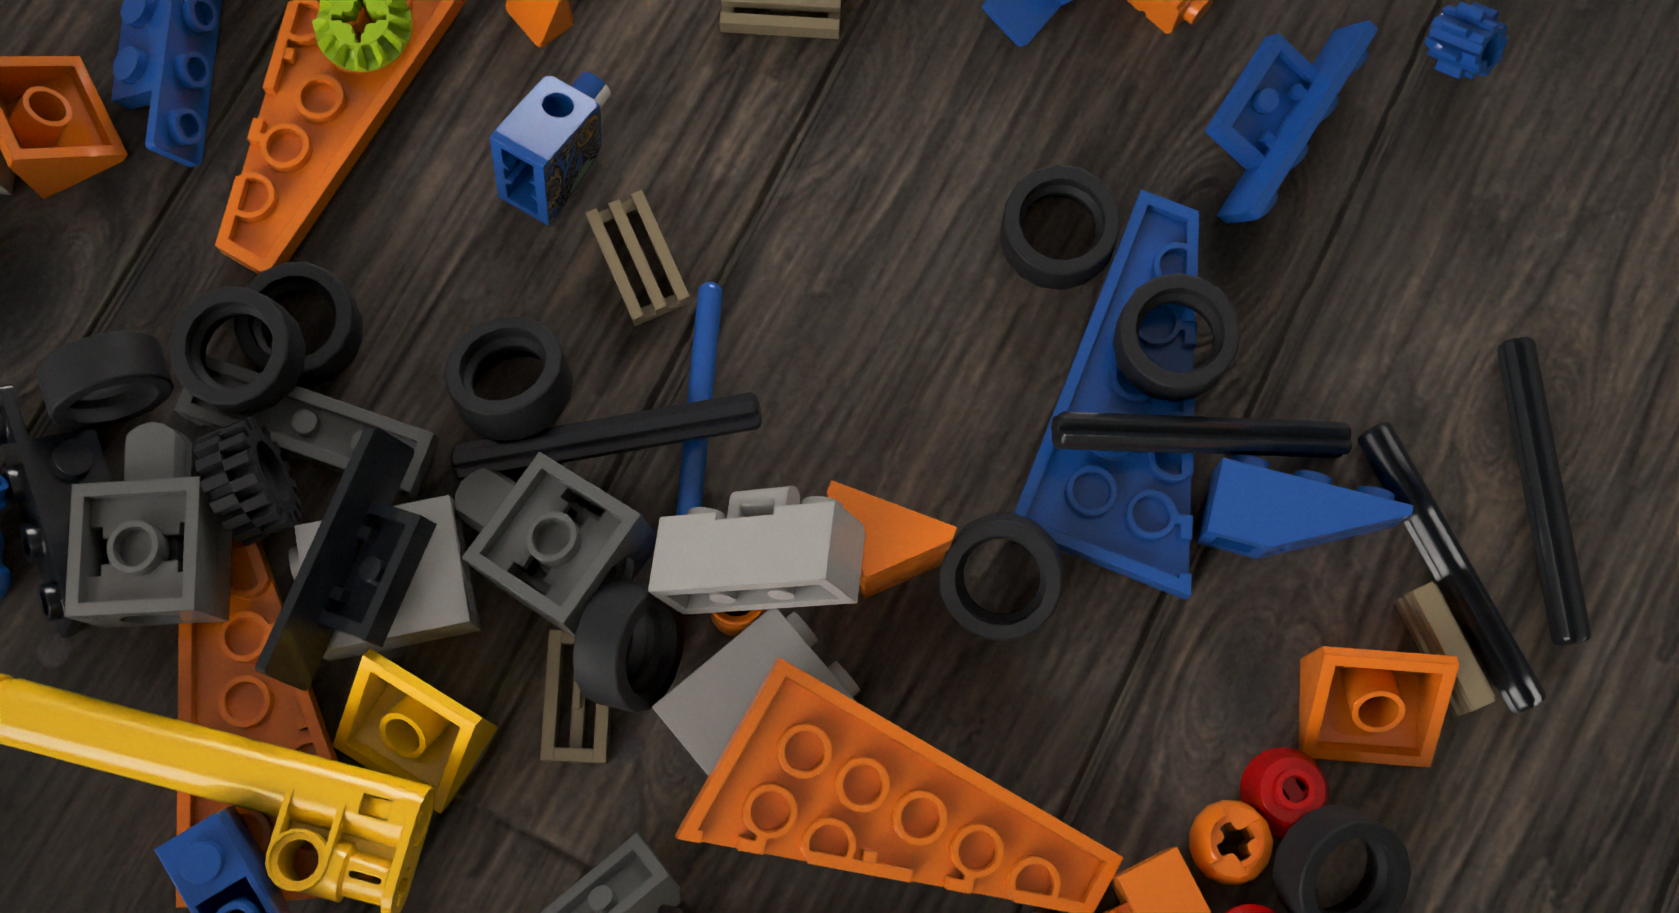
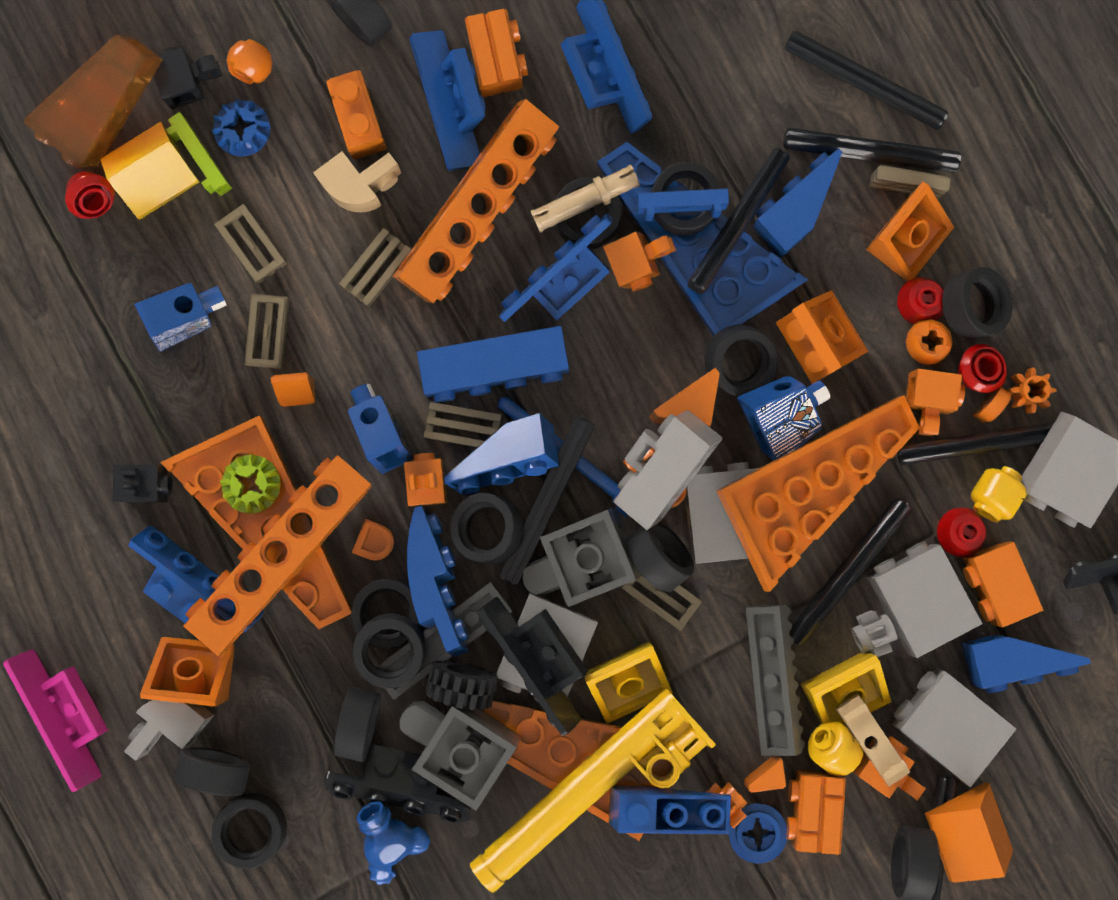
camera: 55 degrees left, 10 degrees up
(122, 73) = (203, 617): none -> orange brick
(390, 333) = (428, 569): none -> blue slope
(394, 245) = (374, 541): none -> orange tile
(522, 253) = (425, 480): none -> orange brick
(638, 336) = (511, 452): none -> slope
(755, 236) = (492, 363): none -> blue brick
(945, 252) = (567, 278): none -> blue bracket
(967, 691) = (783, 414): none -> blue torso
(1040, 329) = (634, 259): none -> orange brick
(1064, 193) = (585, 198): none -> tan pin
(1119, 53) = (538, 133): none -> orange brick
(1125, 673) = (821, 336): none -> orange bracket
(1165, 324) = (682, 201): none -> blue piece

